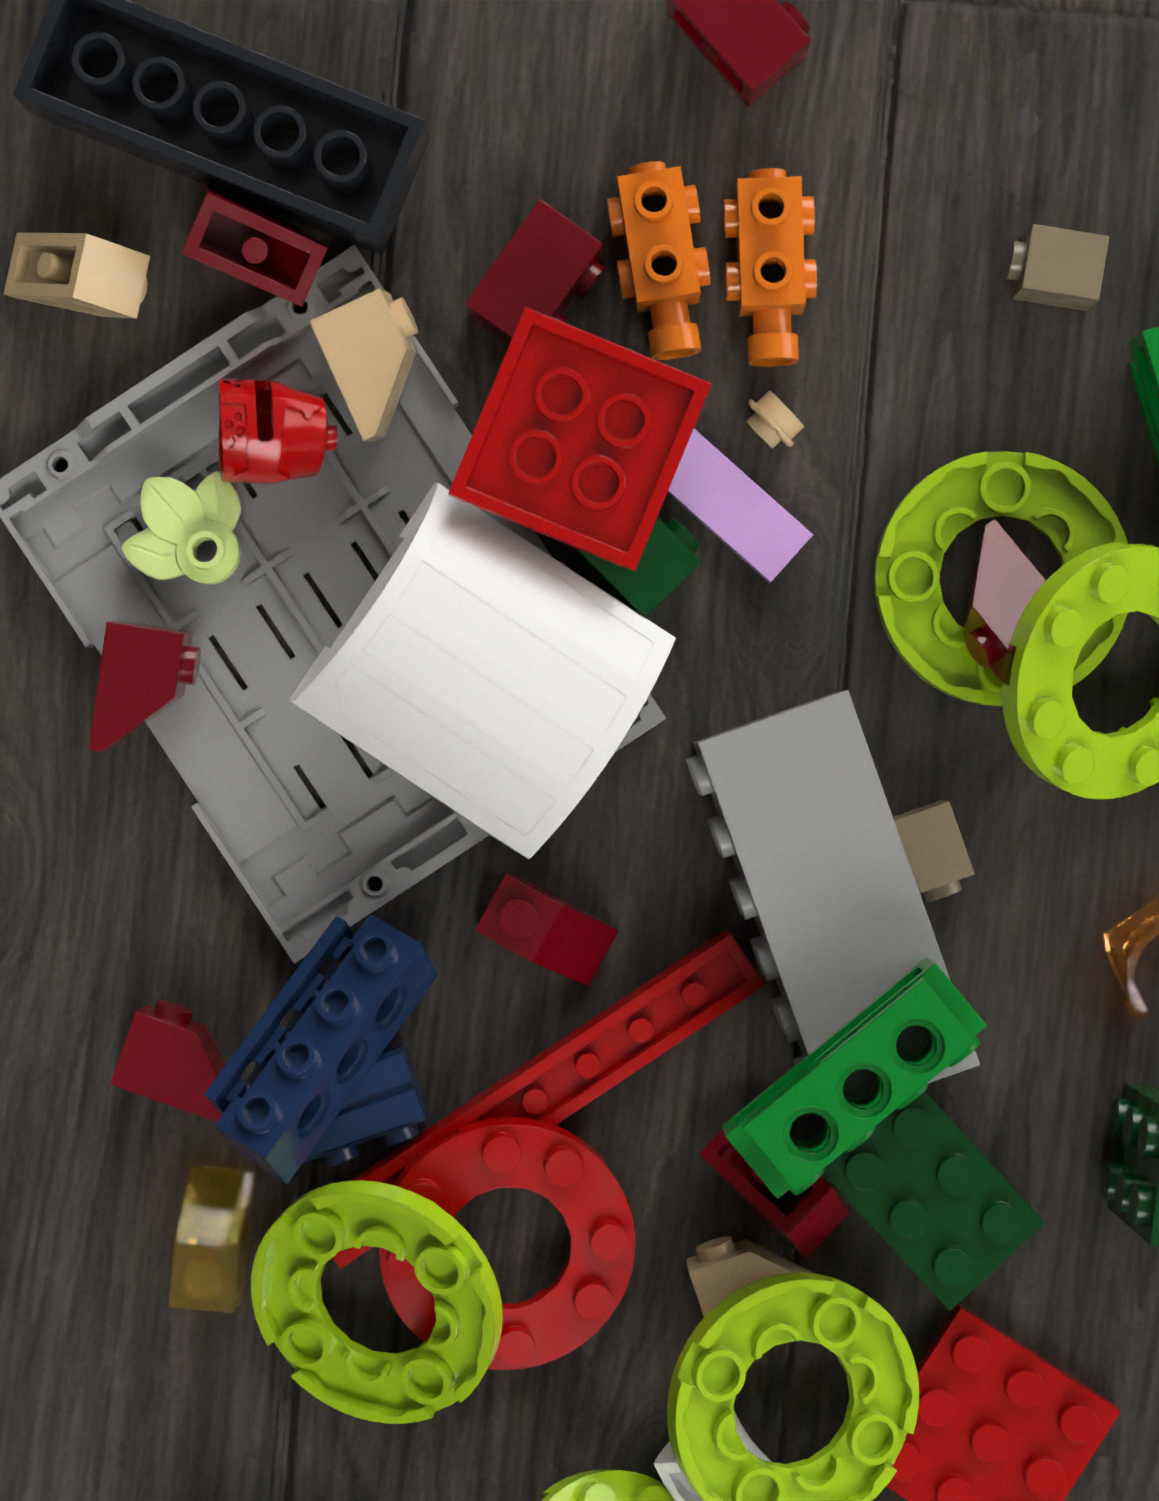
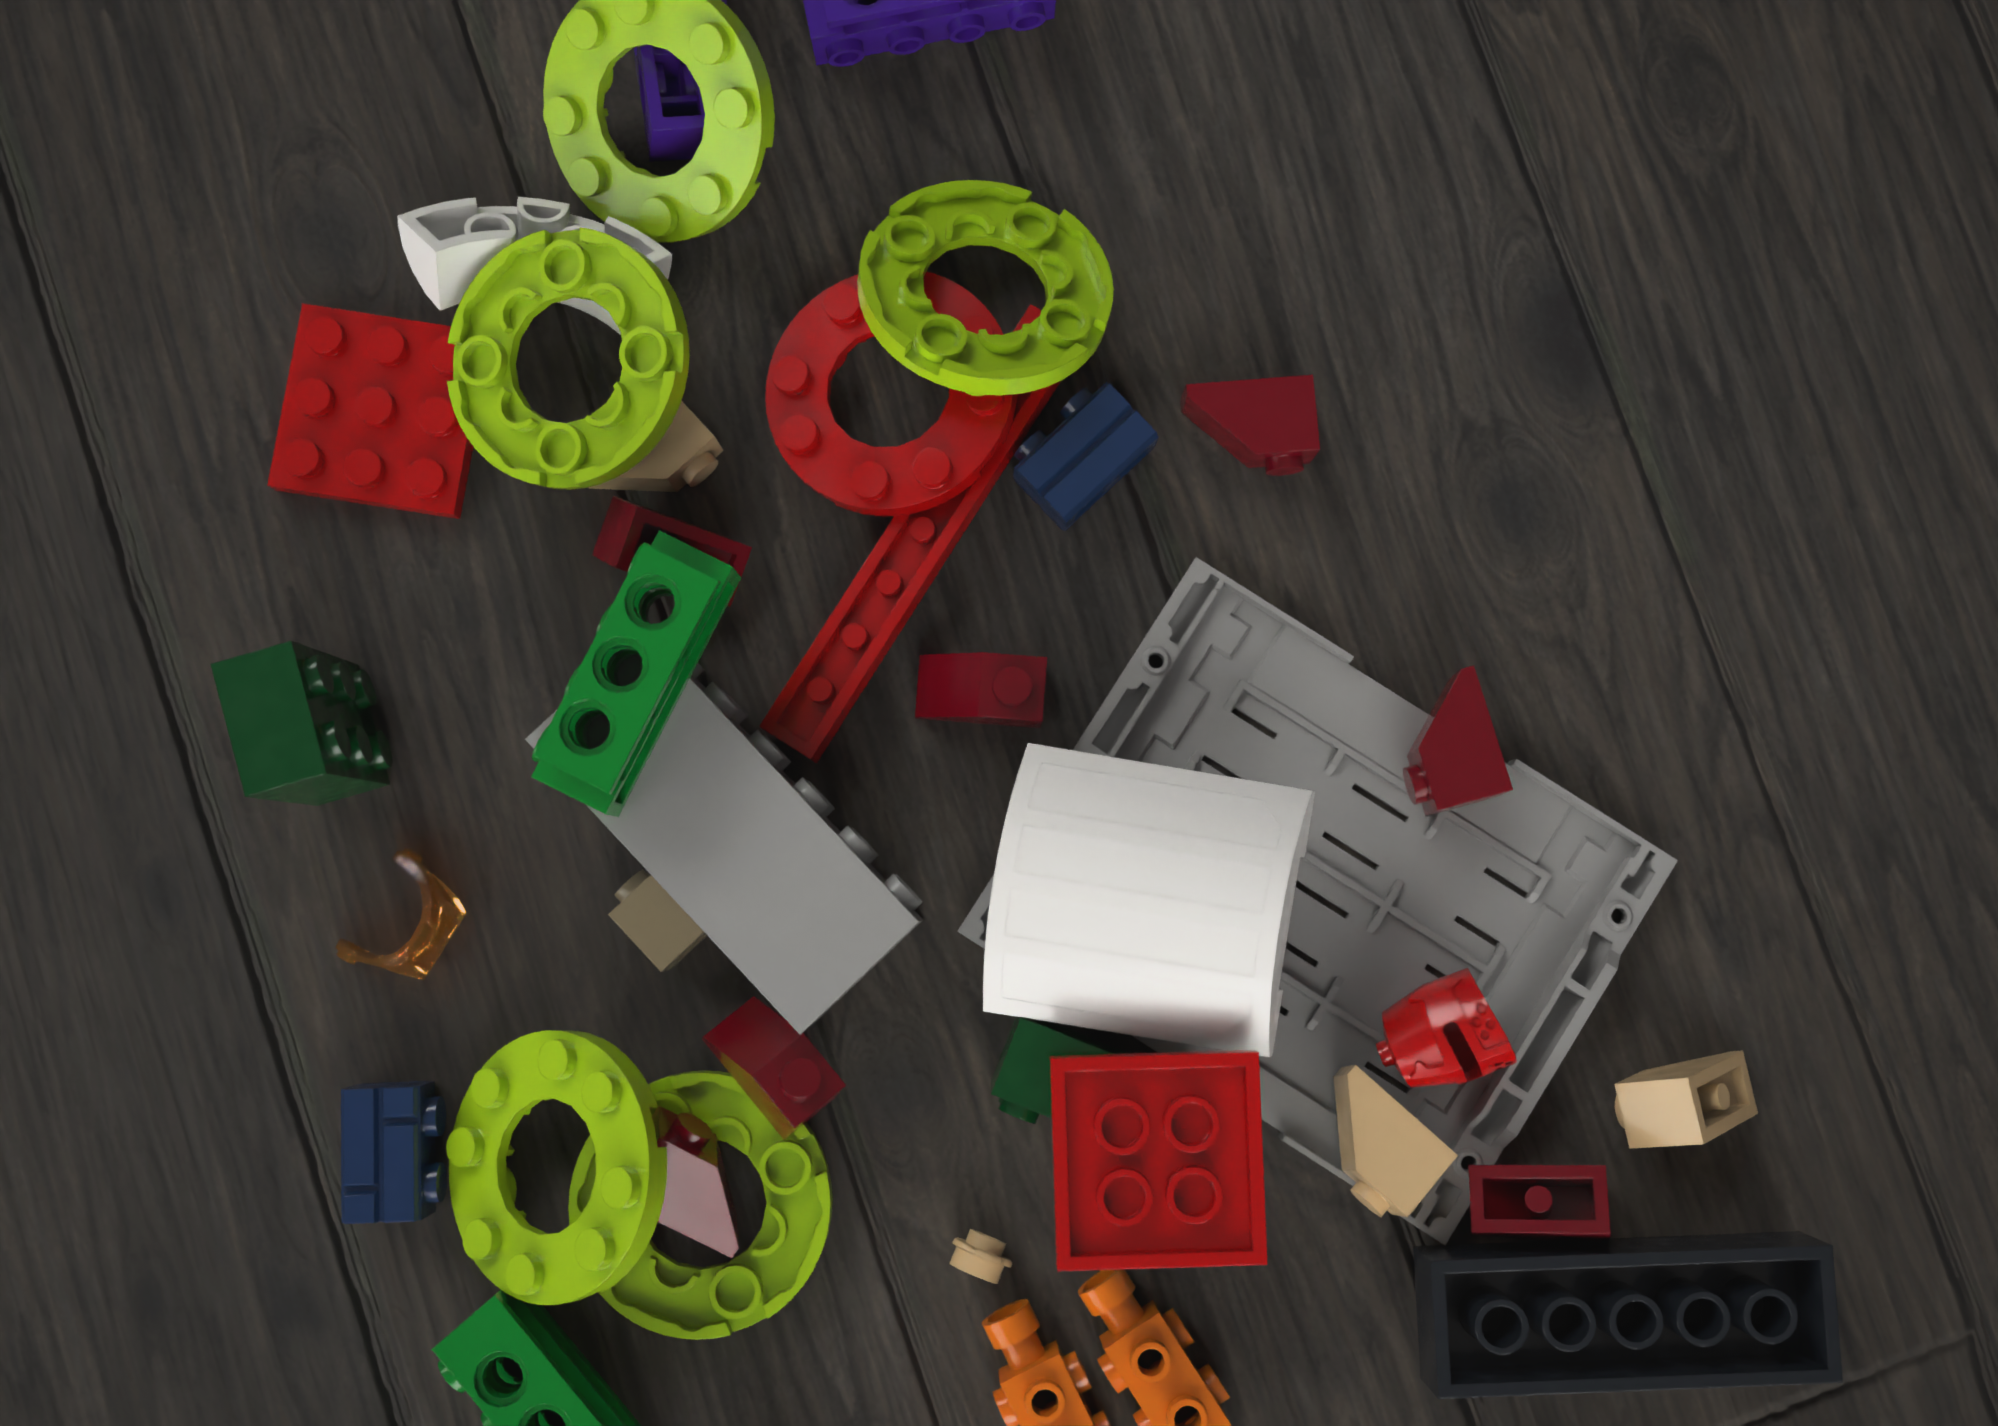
camera: 150 degrees right, 5 degrees down
(182, 521) = (1485, 908): yellowish green plate -> none
(212, 1240) = (1155, 279): clear yellow slope -> none
(326, 1048) = (1134, 489): dark blue brick -> none
(537, 270) = (1264, 1307): dark red brick -> none
(736, 509) = (980, 1156): lavender tile -> none
(883, 672) = (774, 1065): none -> dark red slope
(934, 1199) = (514, 598): dark green brick -> none

